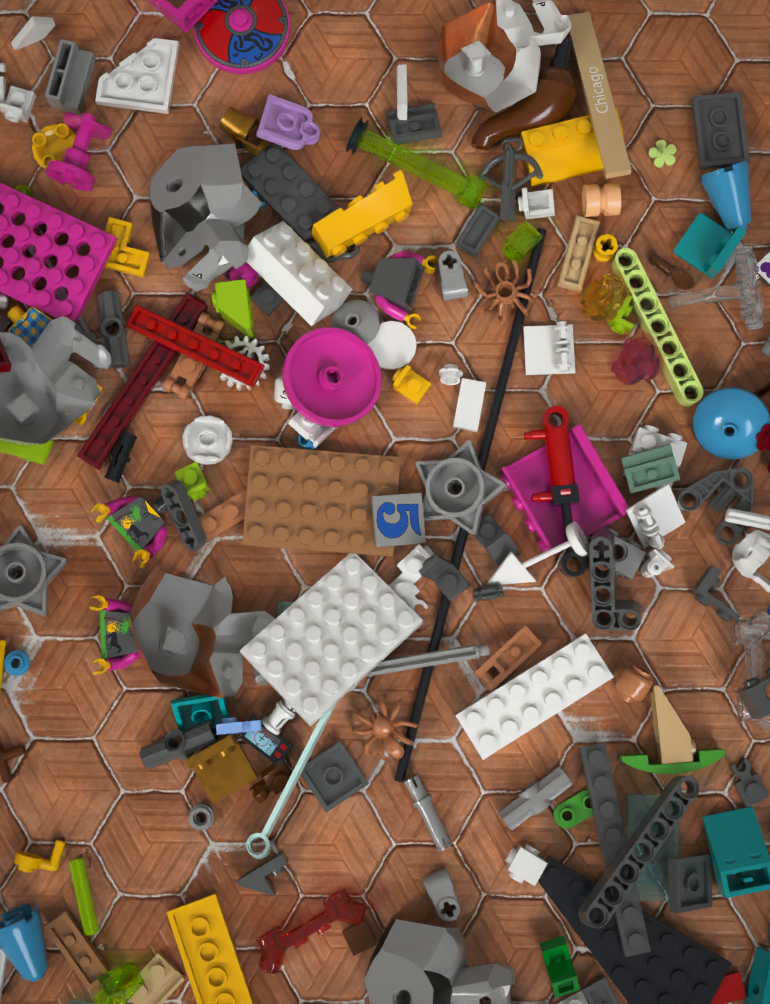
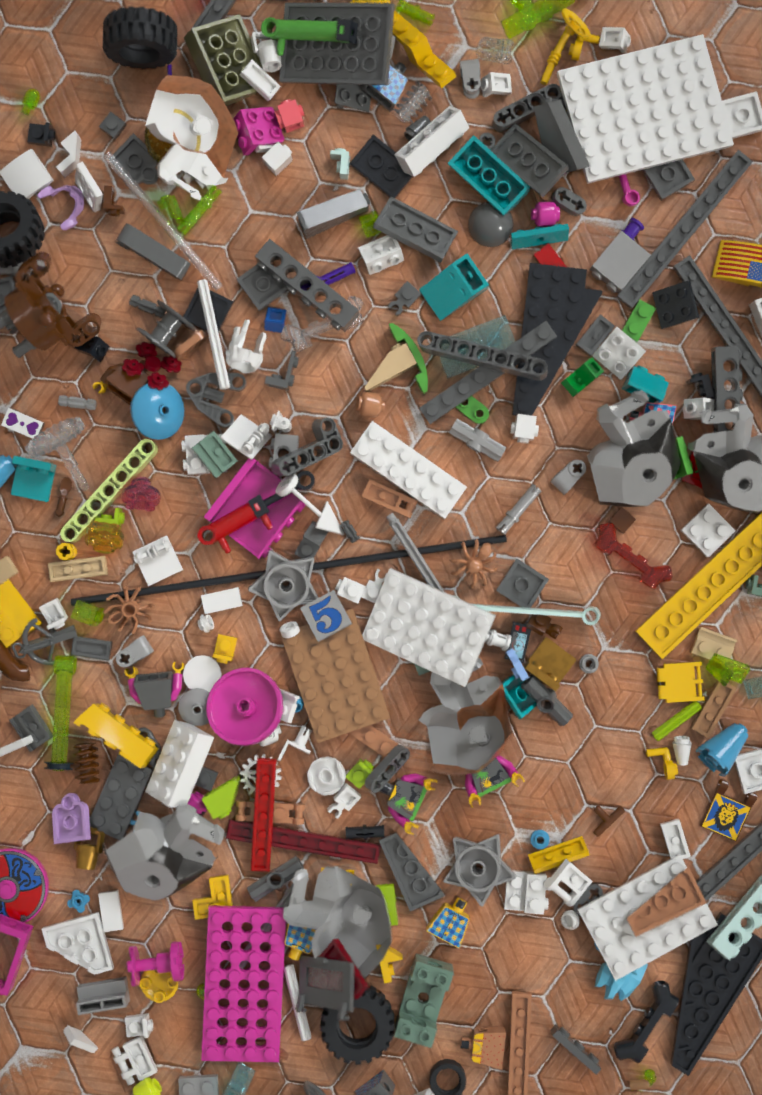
camera: 115 degrees left, 5 degrees up
(45, 489) = (413, 879): none -> dark grey wing
(45, 887) = (682, 749): none -> white cone
(128, 921) = (680, 682): none -> yellow plate
(163, 127) = (111, 911): none -> white tile
(170, 449) = (345, 798): none -> white plate
(195, 101) = (84, 899): none -> dark azure plate
(258, 877) = (612, 606): dark grey slope -> none
(260, 424) = (299, 742): none -> white bracket
(345, 169) = (86, 763): none -> reddish brown piece
(400, 470) = (289, 629): none -> white tile
(445, 575) = (351, 566): dark grey bracket -> none
(601, 199) = (31, 568): light nougat wheel -> none
(690, 882) = (488, 312): dark grey plate -> none

